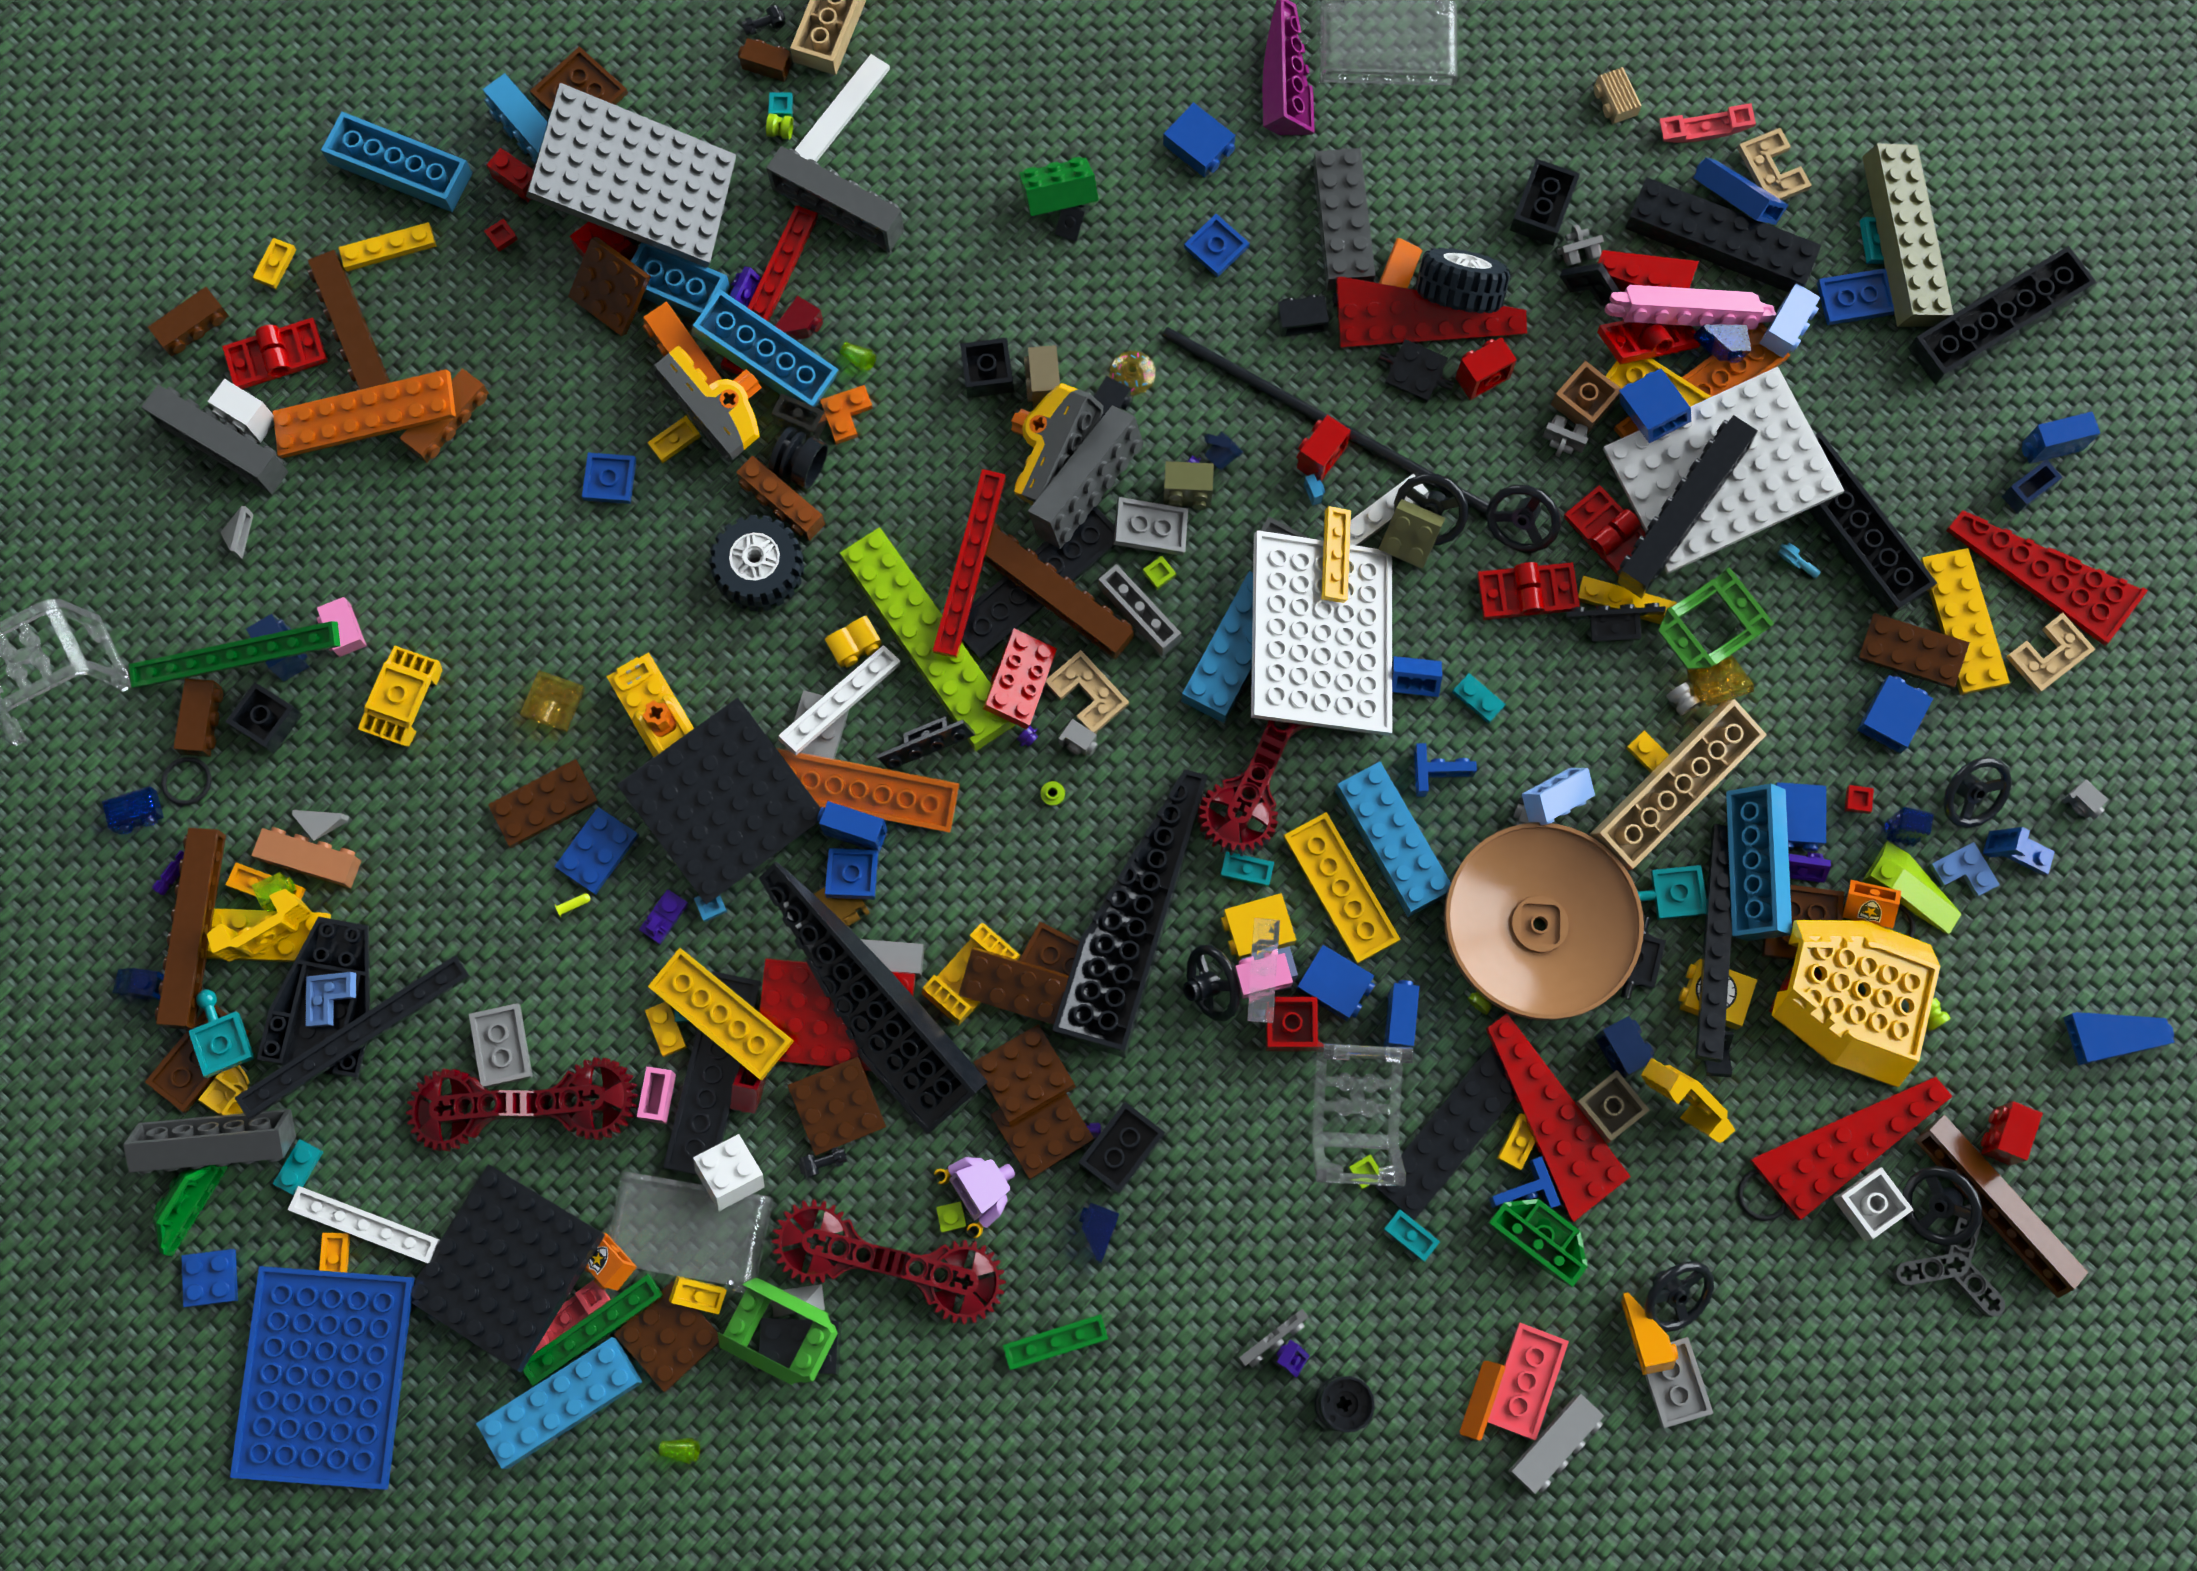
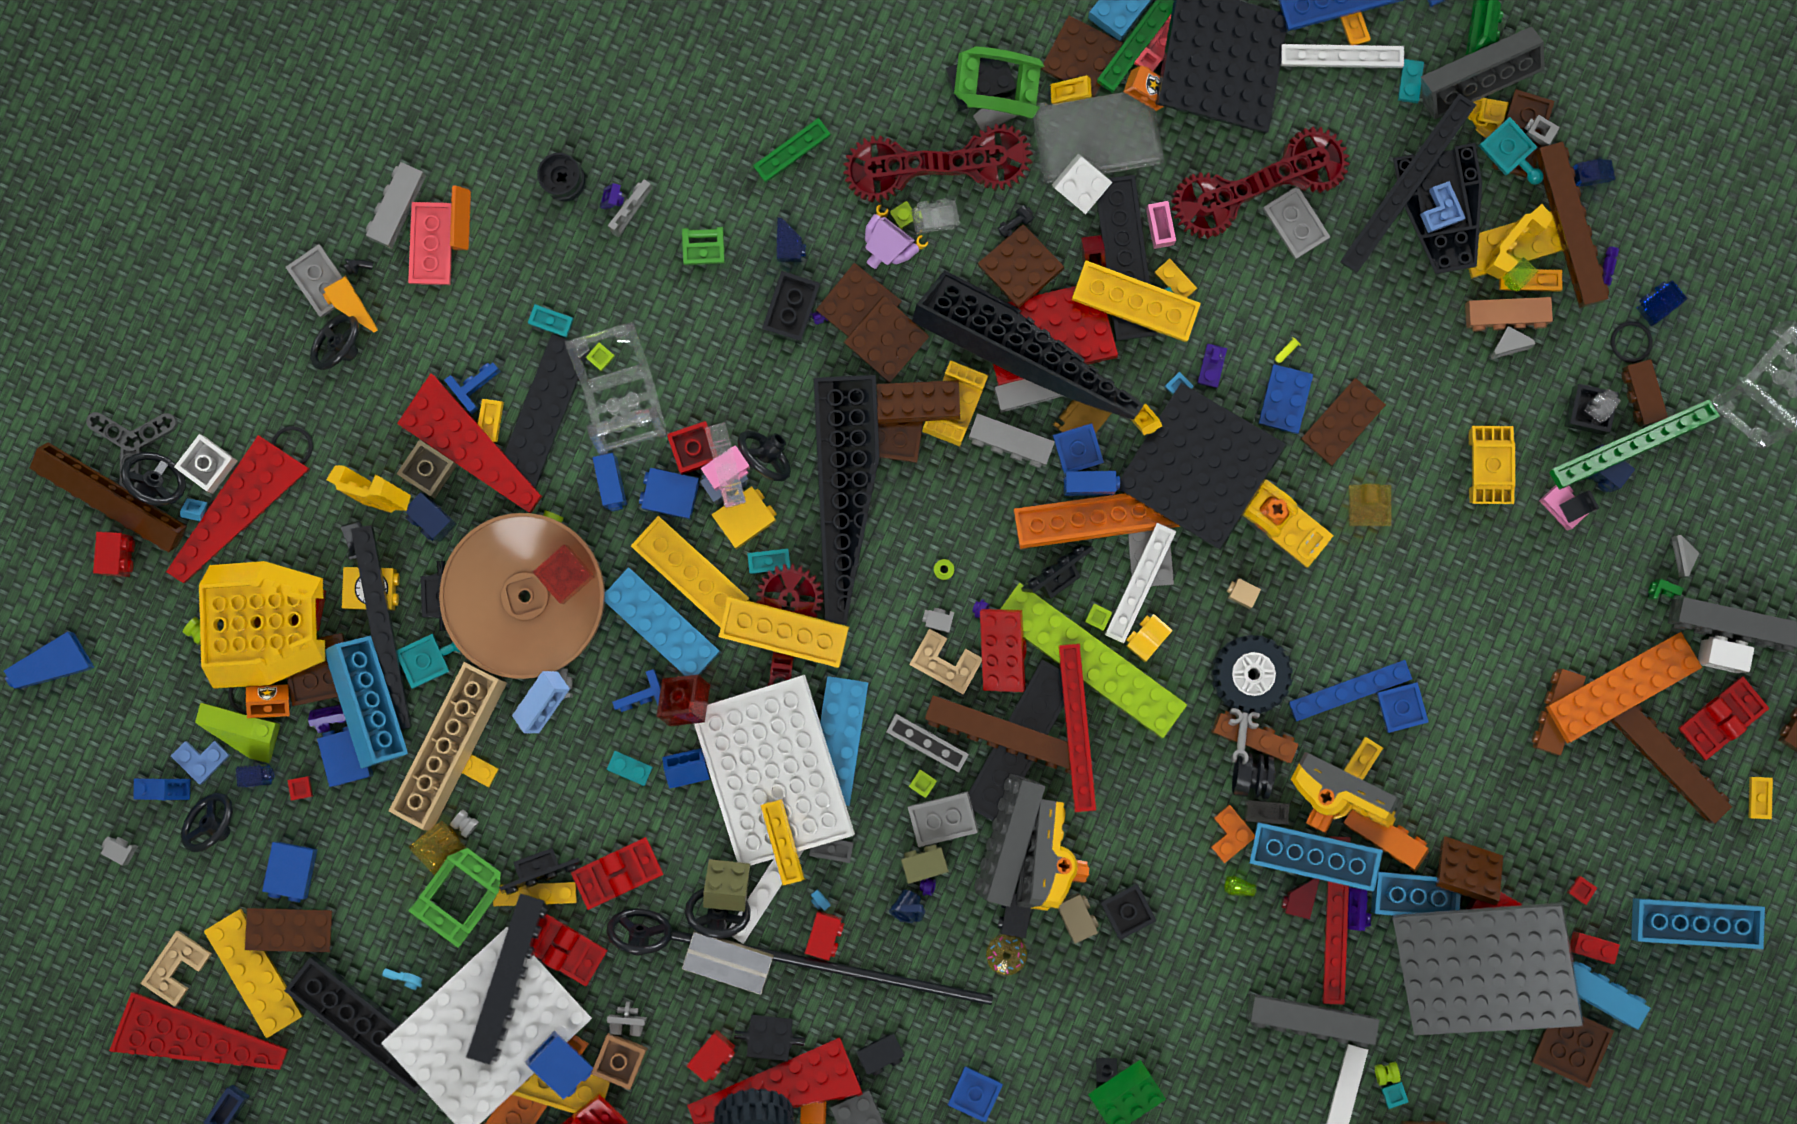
camera: 160 degrees right, 10 degrees up
(168, 1044) = (1546, 127): none -> light grey brick
(247, 709) = (1603, 405): none -> clear brick
(279, 508) = (1668, 589): none -> green bracket
(325, 612) = (1579, 506): none -> black bracket
(387, 246) = (1673, 847): yellow plate -> none
(657, 515) = (1350, 690): none -> blue plate
(730, 654) = (1243, 593): none -> tan brick
(756, 868) = (1147, 421): none -> yellow plate
(785, 512) = (1243, 720): none -> light grey bar
(900, 683) = (1098, 617): none -> lime plate
(915, 1198) = (935, 216): none -> clear brick
(923, 909) = (1011, 440): none -> light grey brick
(1202, 1254) = (703, 252): none -> bright green plate
(1258, 776) = (783, 631): none -> yellow plate
(1396, 741) = (683, 700): none -> clear red brick
(1432, 454) = (728, 962): none -> tile
(1489, 921) = (563, 574): none -> clear red brick
(1542, 1238) = (449, 351): green wedge -> none
(1630, 1385) = (352, 266): none -> black plate
(1901, 1157) = (193, 509): none -> dark azure plate

